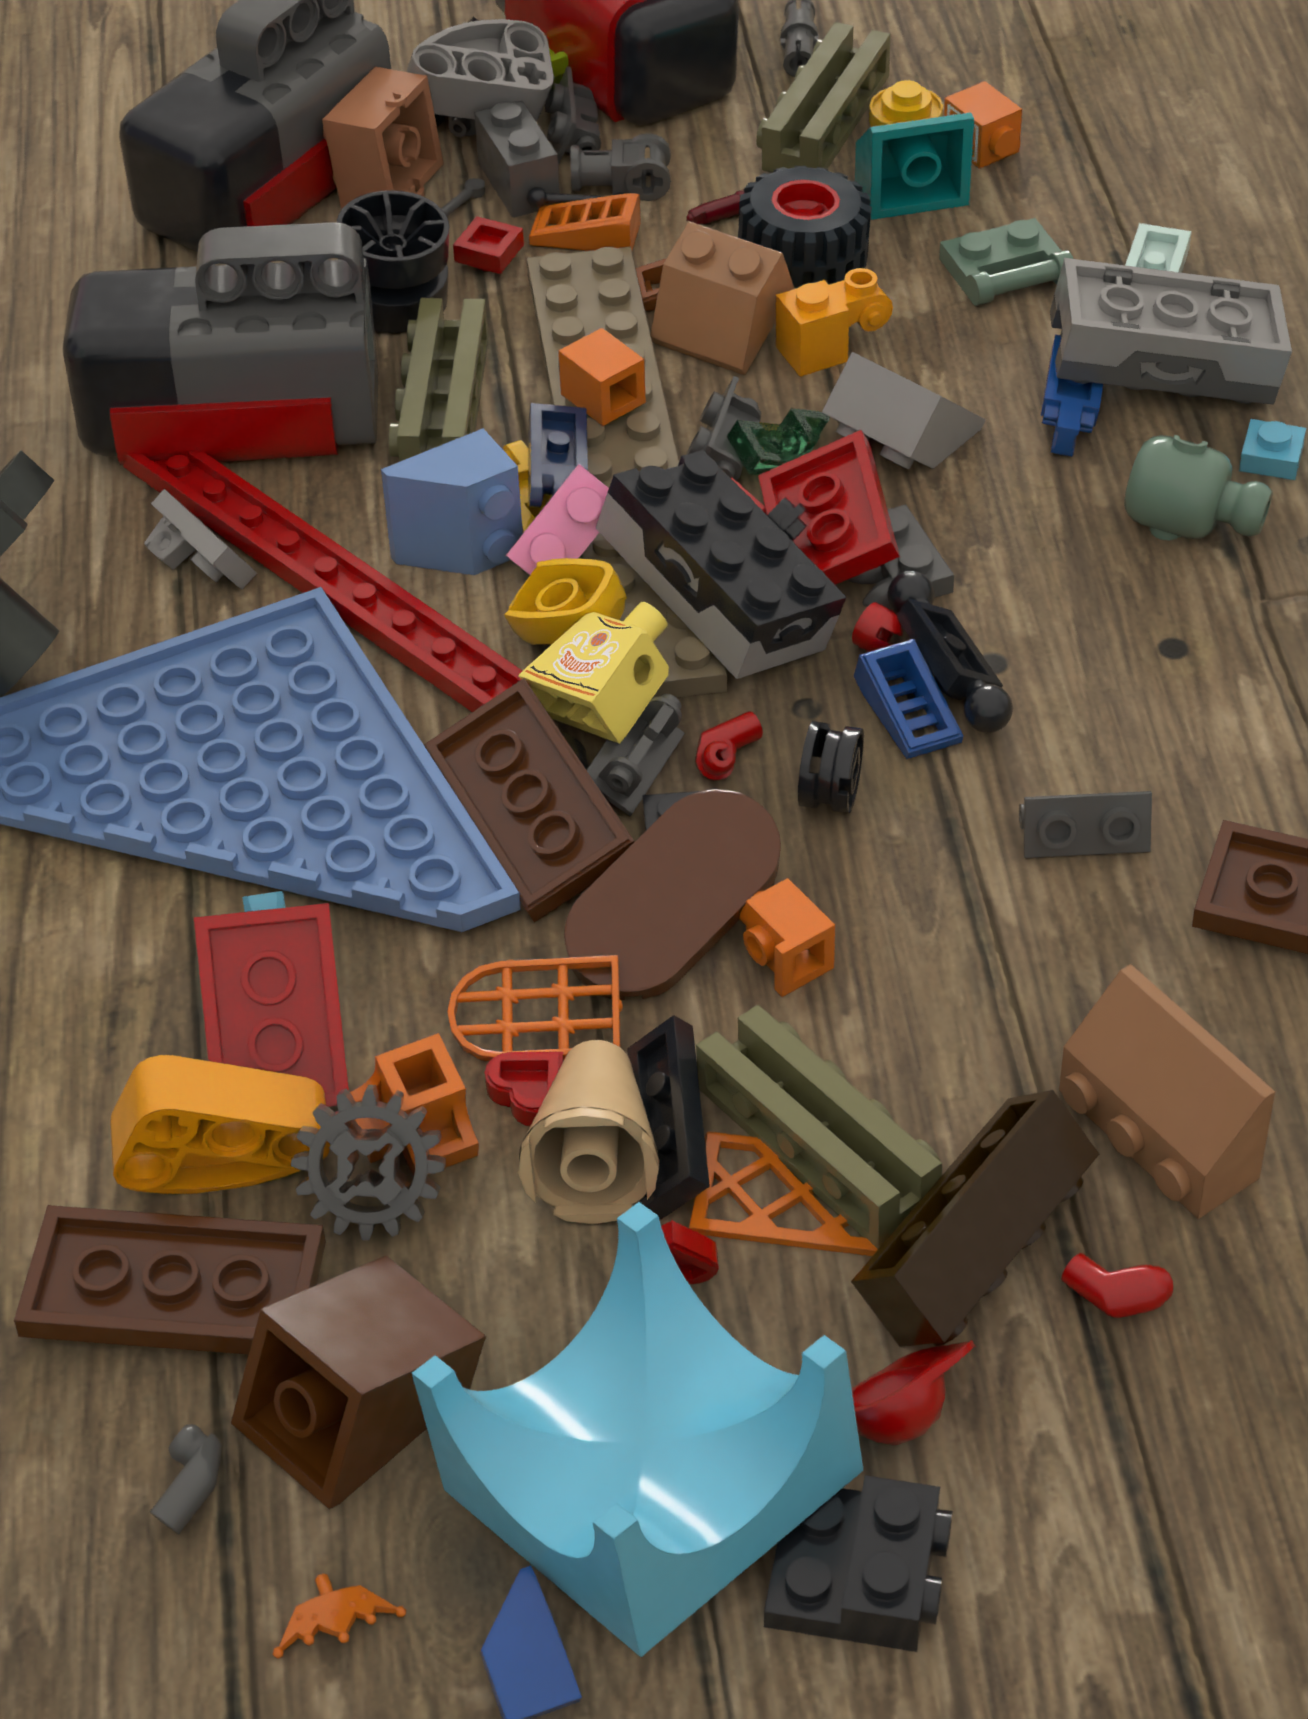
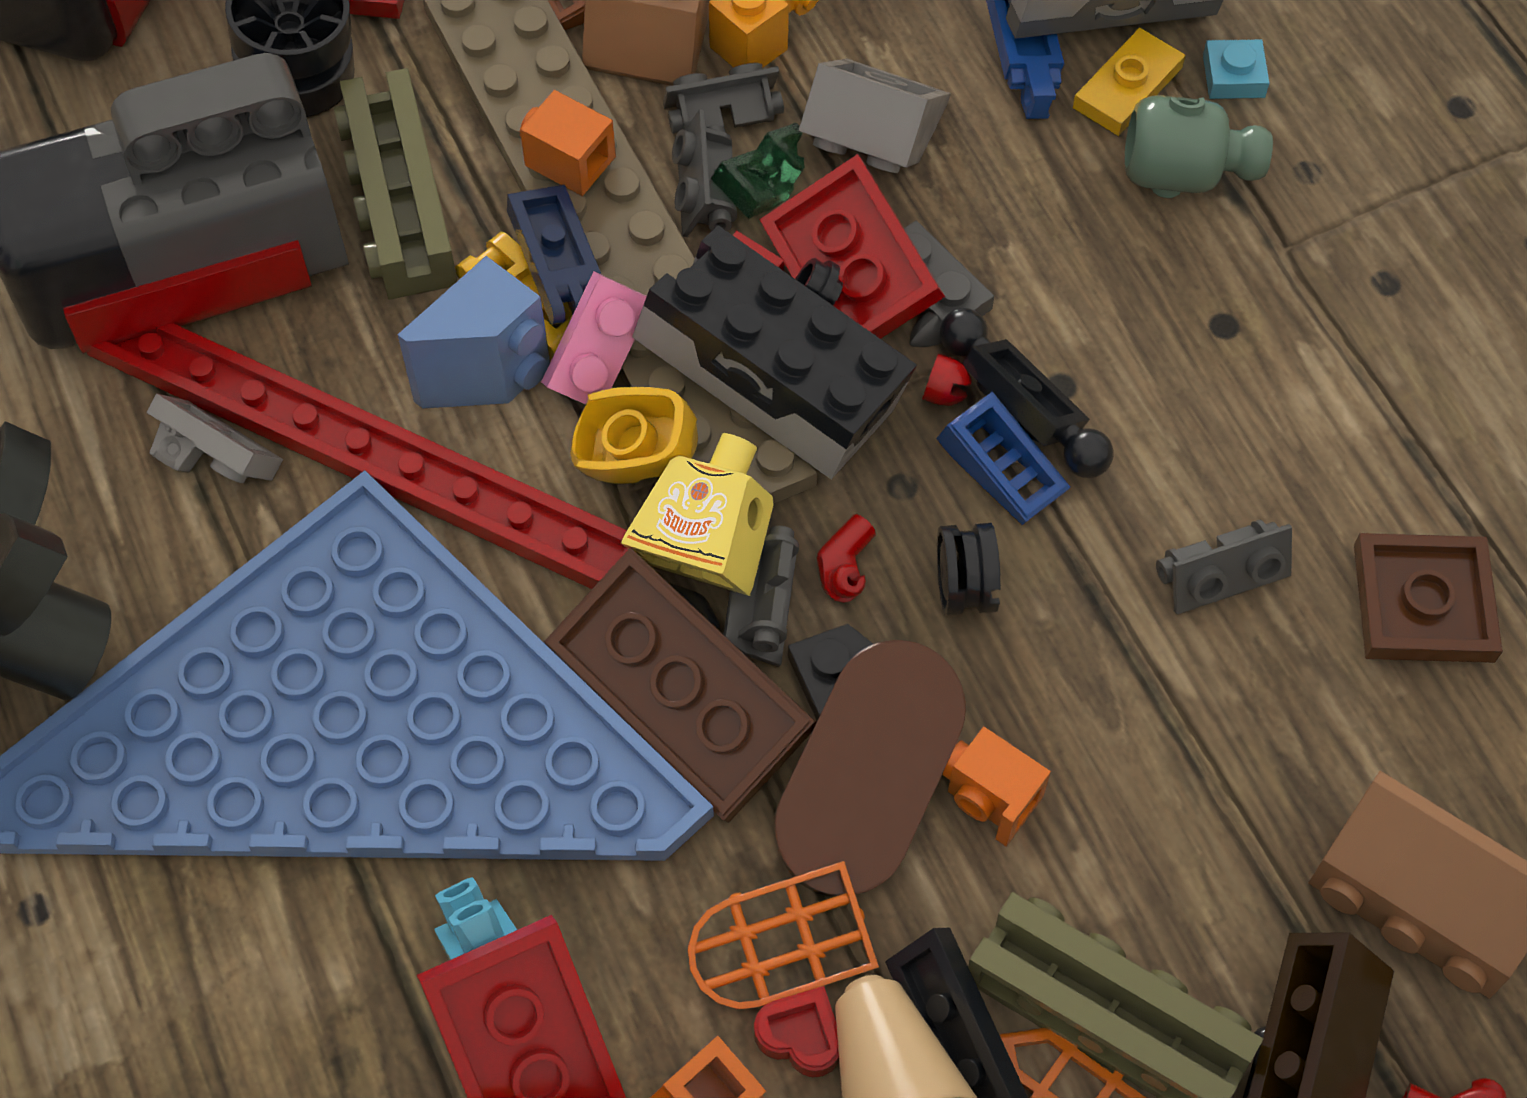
camera: 20 degrees left, 15 degrees up
(791, 377) = (743, 90): none -> dark grey hinge
(1181, 419) = (1131, 74): none -> yellow plate

